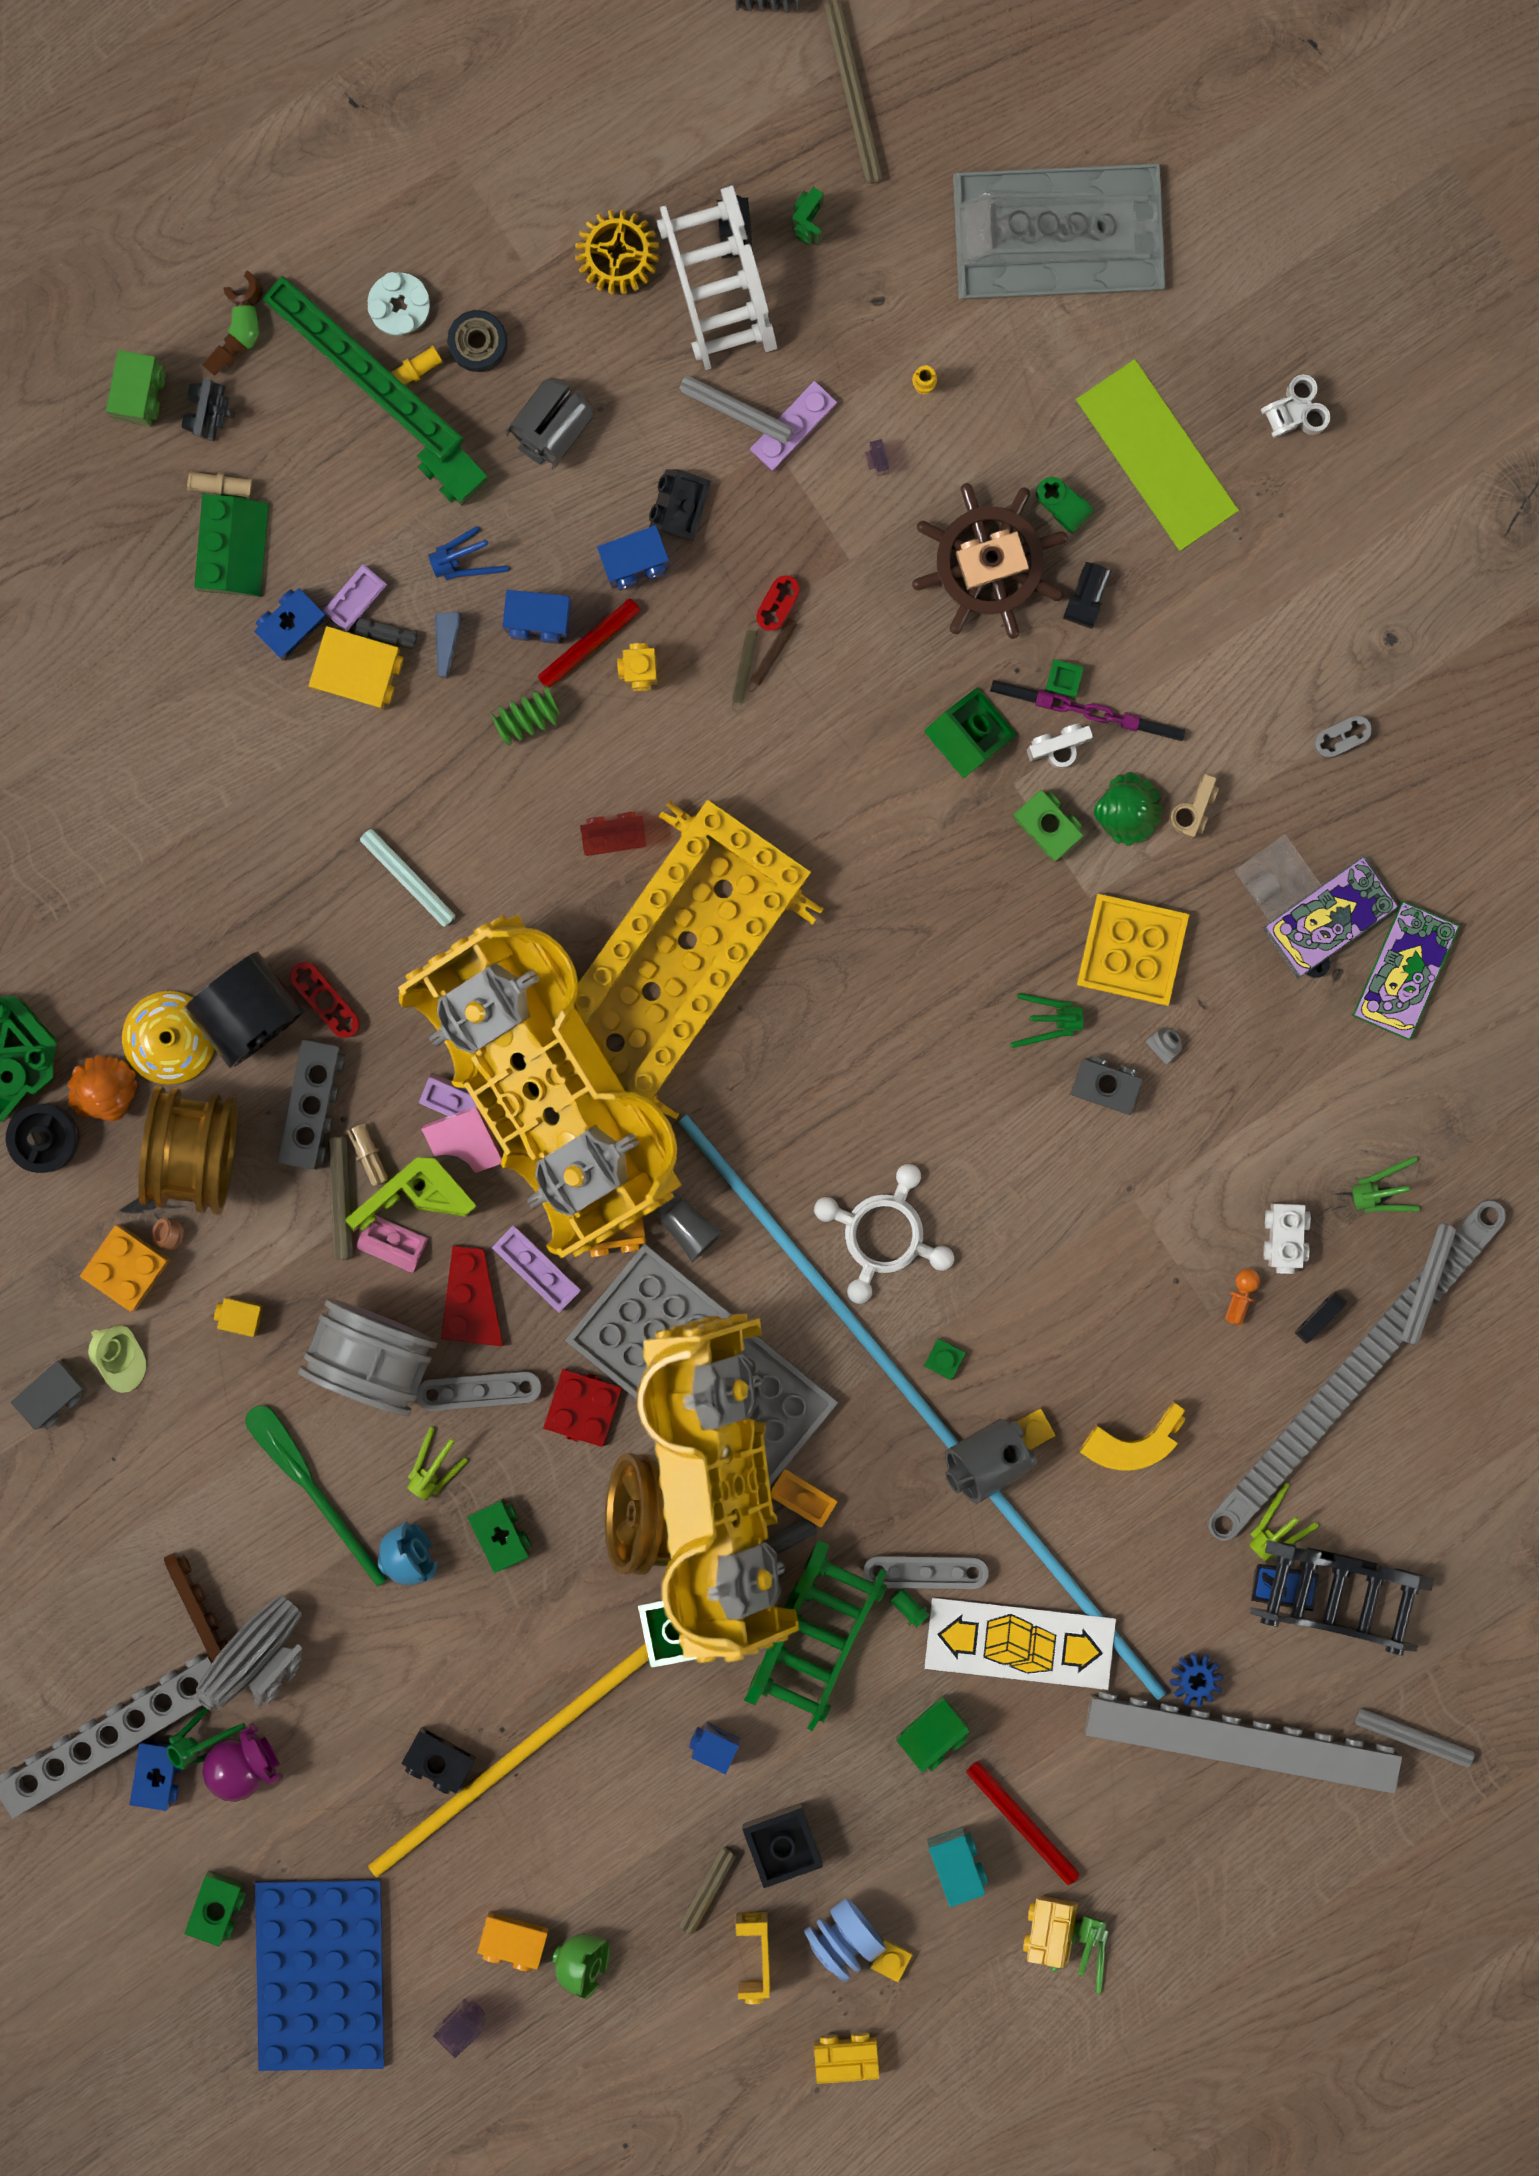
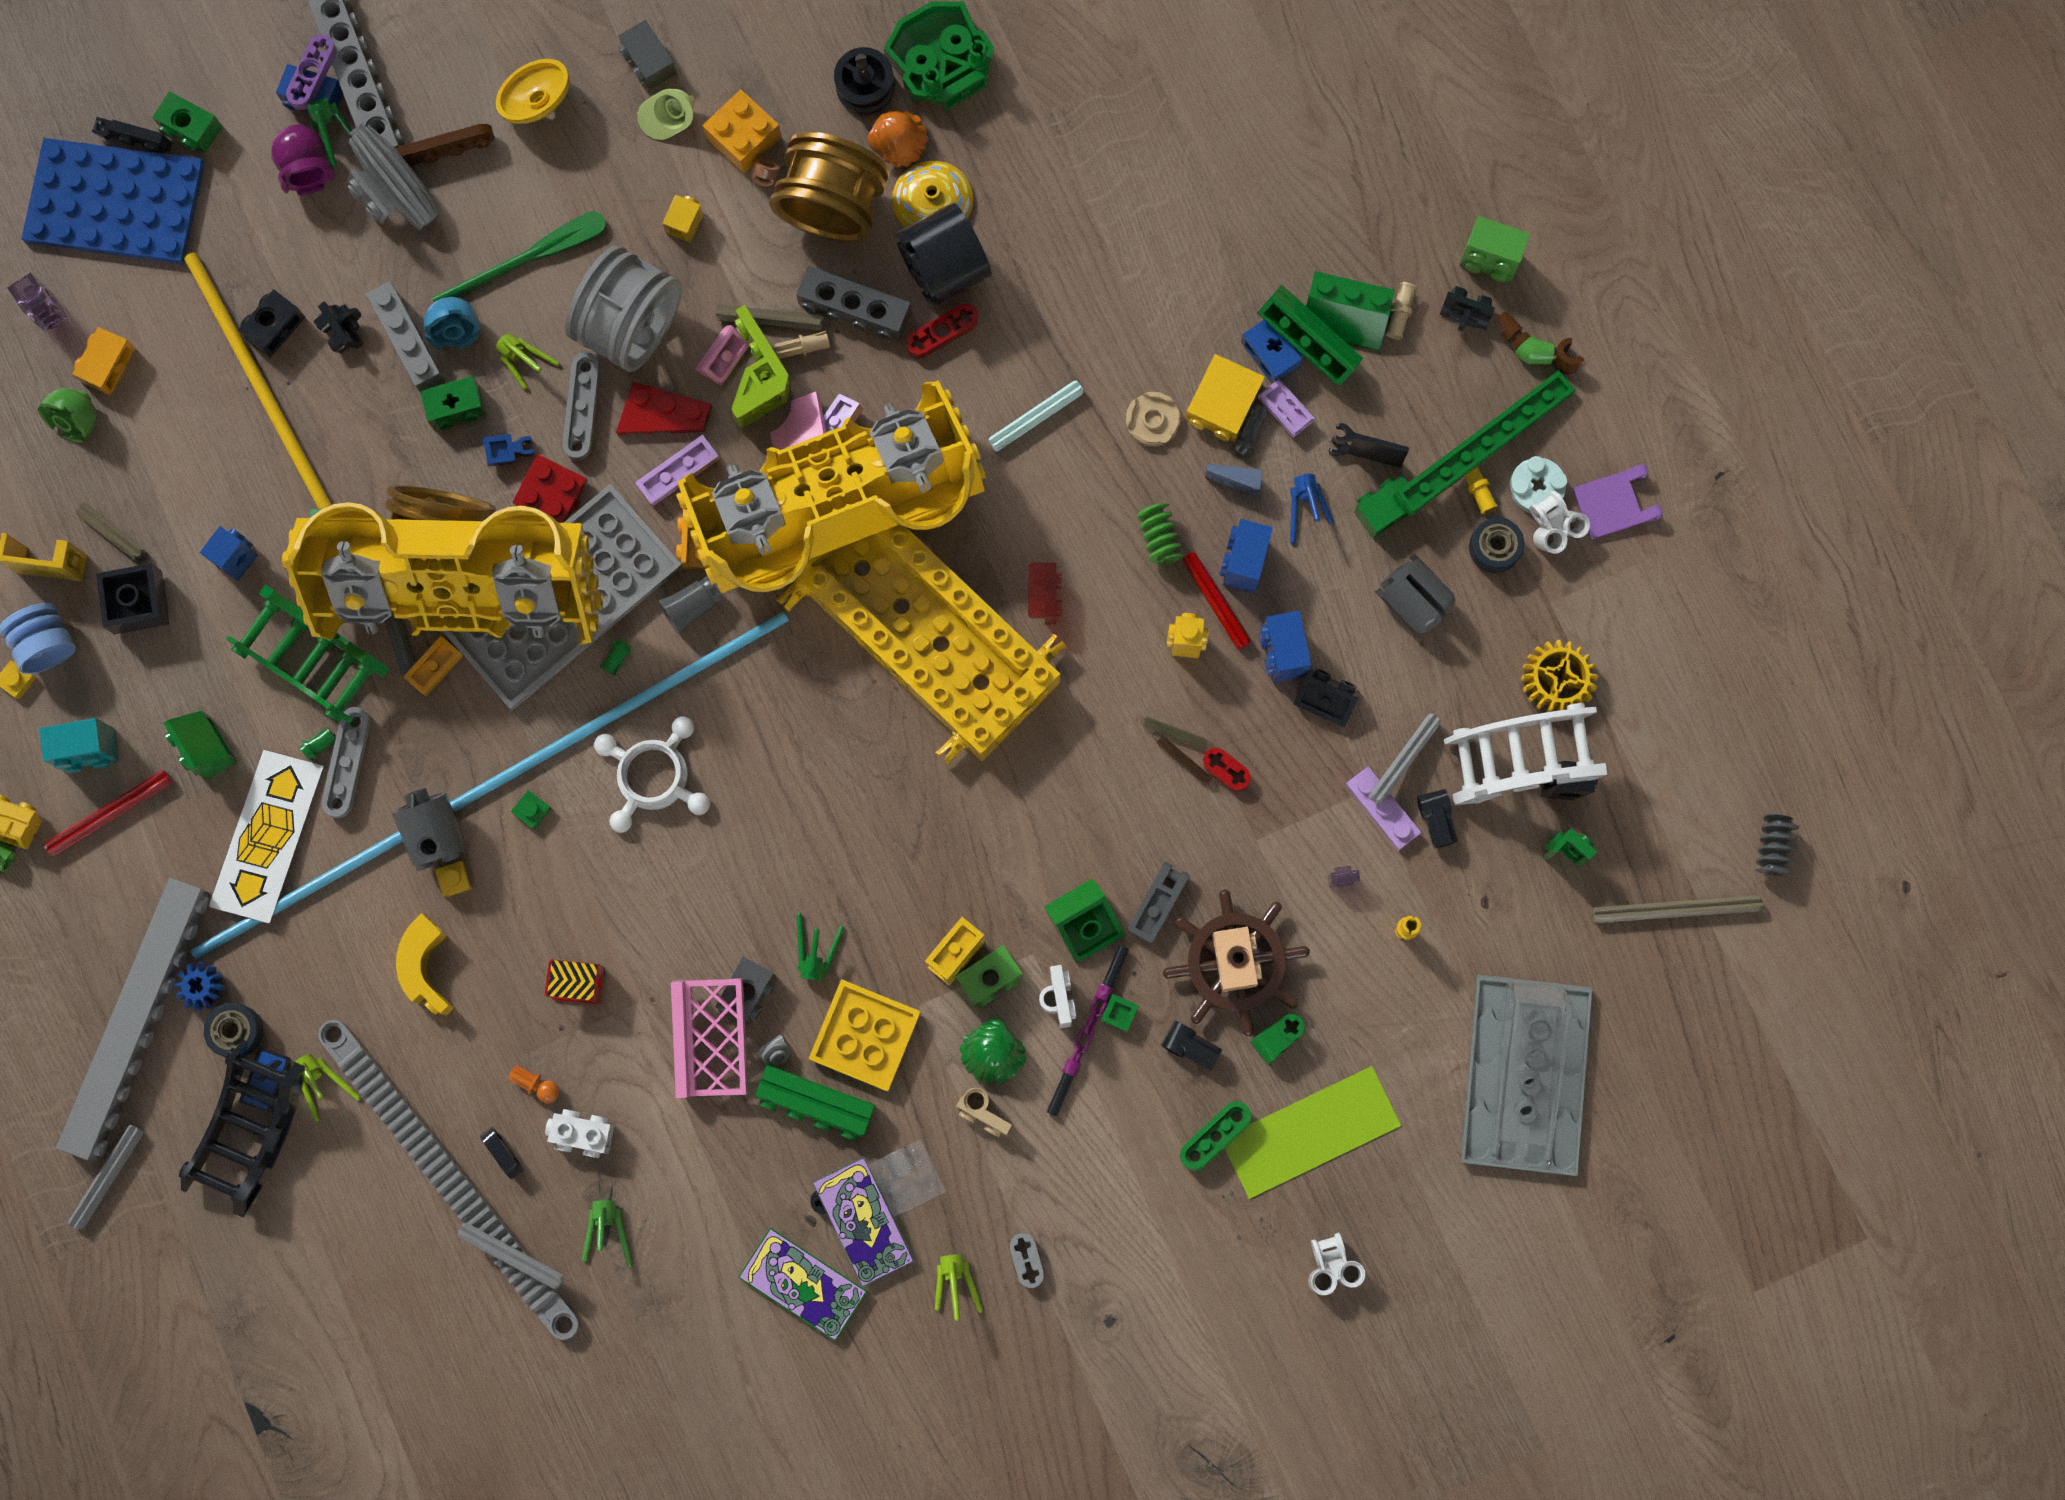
camera: 105 degrees right, 10 degrees down
(110, 1525) = (533, 91): none -> yellow dish
(158, 1785) = (310, 59): none -> medium lavender beam
(239, 1973) = (130, 133): none -> black hinge
(270, 582) = (1310, 335): none -> green brick
(387, 520) = (1368, 447): none -> black flag
(390, 746) = (1152, 419): none -> tan tile
(406, 219) = (1612, 503): none -> medium lavender flag
(426, 1679) = (343, 323): none -> black hips
(432, 1603) = (405, 337): none -> light grey brick
(440, 278) = (1555, 519): none -> white piece
(544, 1469) = (502, 451): none -> blue plate
(759, 1297) = (616, 656): none -> green pin
(788, 367) = (1436, 810): none -> black piece
(938, 655) = (1157, 904): none -> dark grey plate
(1031, 864) = (955, 951): none -> yellow panel
(1126, 1272) = (574, 981): none -> piece
(1165, 549) = (1222, 1124): none -> green plate
(1170, 1141) = (685, 1044): none -> bright pink fence
(1212, 990) = (816, 1102): none -> green brick
(1242, 1650) = (222, 1018): none -> wheel
(1364, 813) = (952, 1267): none -> lime plant

